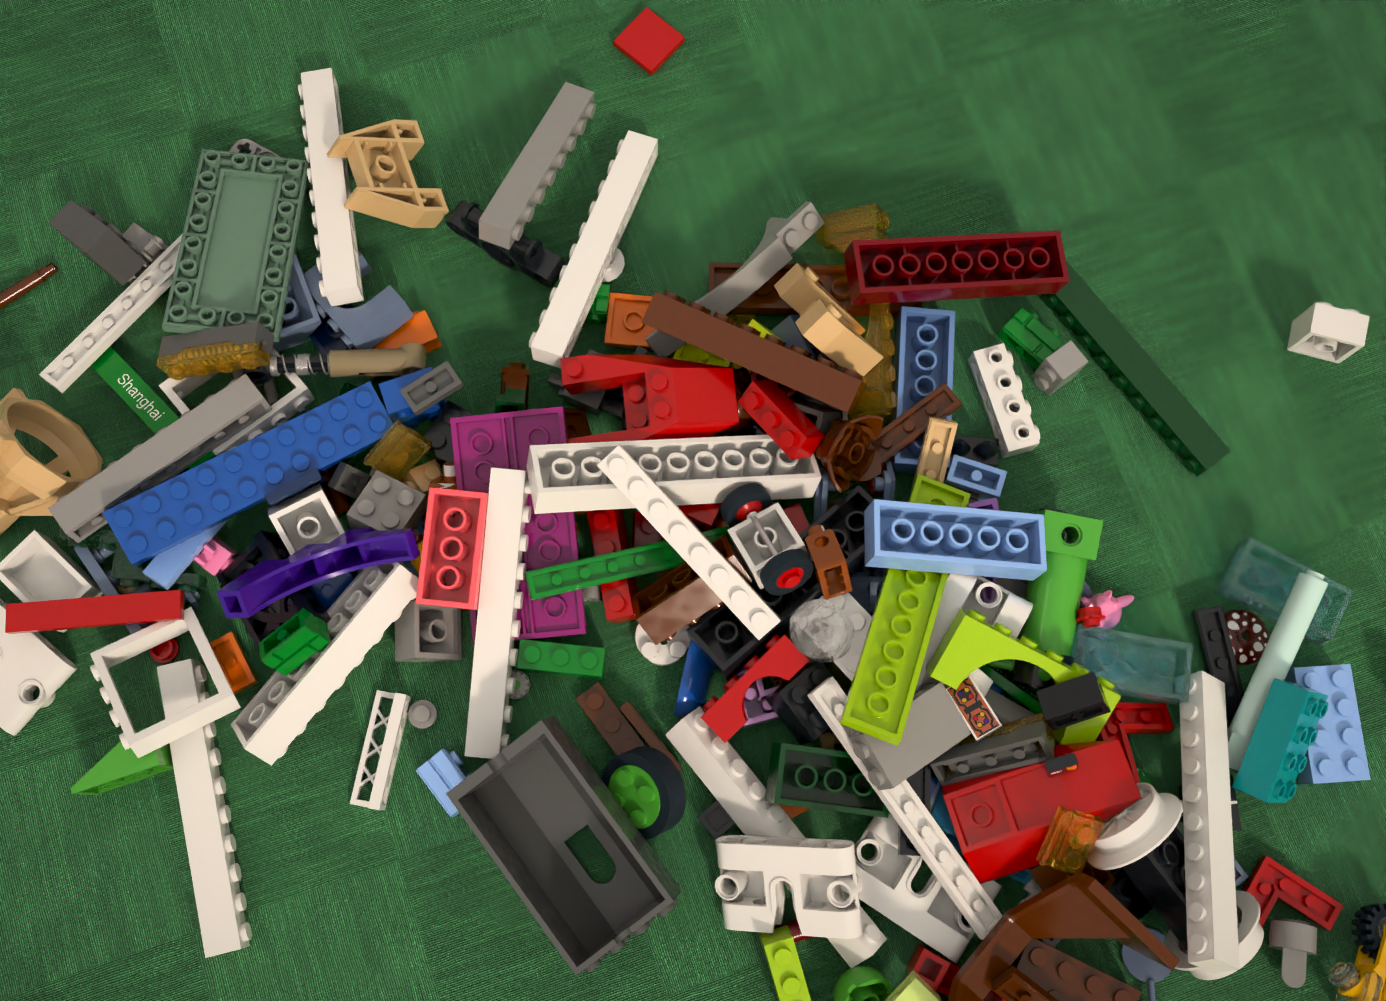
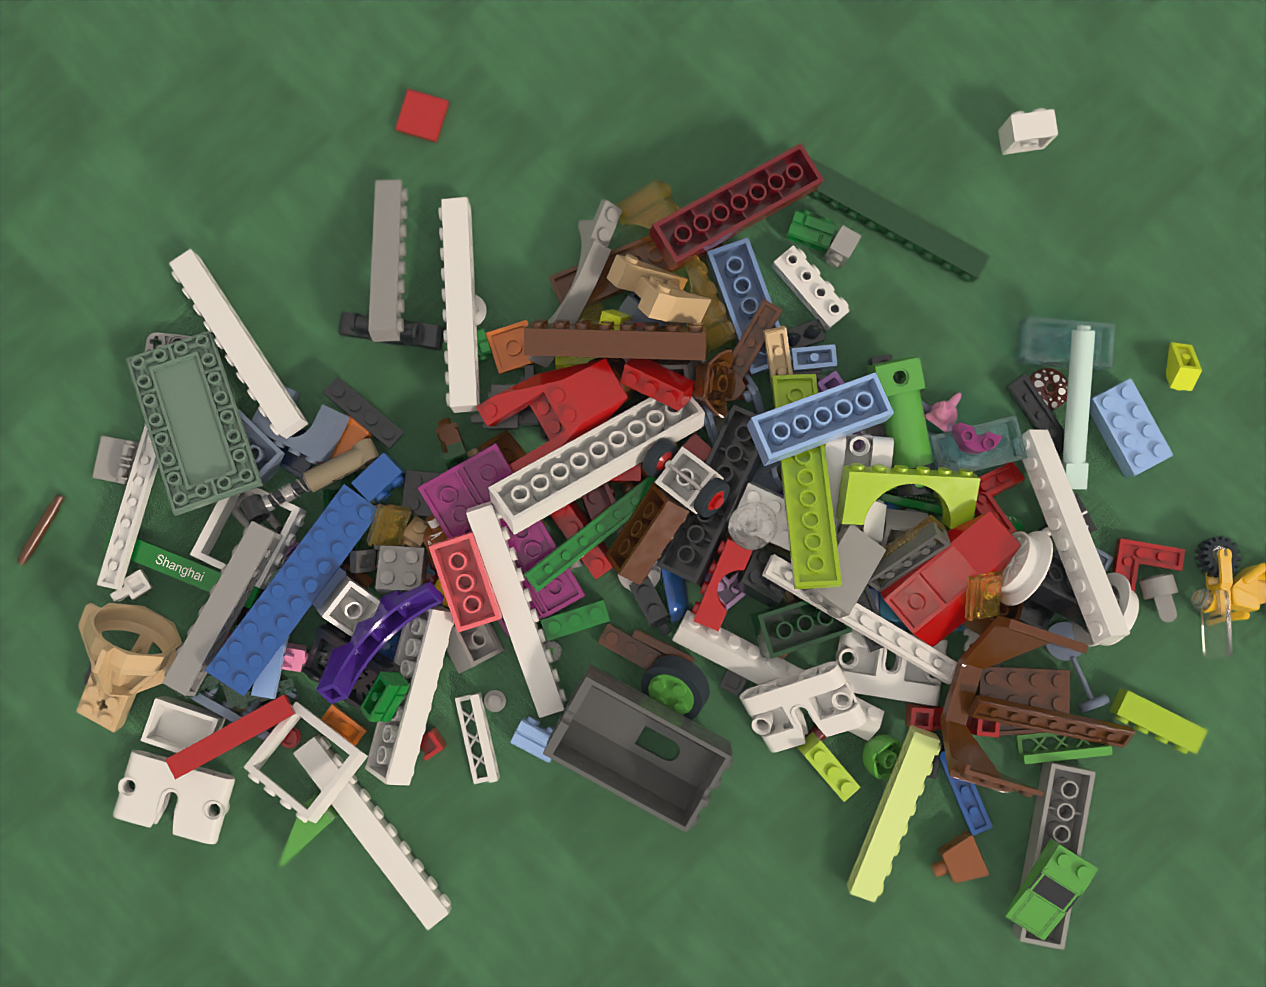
camera: 20 degrees left, 10 degrees up
(80, 399) = (134, 585): none -> white plate
(98, 241) = (86, 466): dark grey brick -> none
(215, 350) = (221, 513): piece -> none
(323, 731) = (432, 743): none -> red panel
(384, 175) = (276, 319): tan wedge -> none
(431, 316) = (363, 413): none -> black plate
(431, 388) = (392, 470): dark grey plate -> none
(659, 680) = (651, 605): none -> black hinge
(689, 542) = (632, 506): white plate -> none
(827, 554) = (736, 474): dark orange torso -> none
(974, 709) = (881, 531): tile -> none
(1061, 764) = (957, 547): black tile -> none
(1073, 701) = (948, 497): black hinge -> none
(1090, 616) = (936, 428): red plate -> none
(1127, 651) = (972, 443): none -> magenta cylinder
(1281, 741) = (1102, 457): teal brick -> none

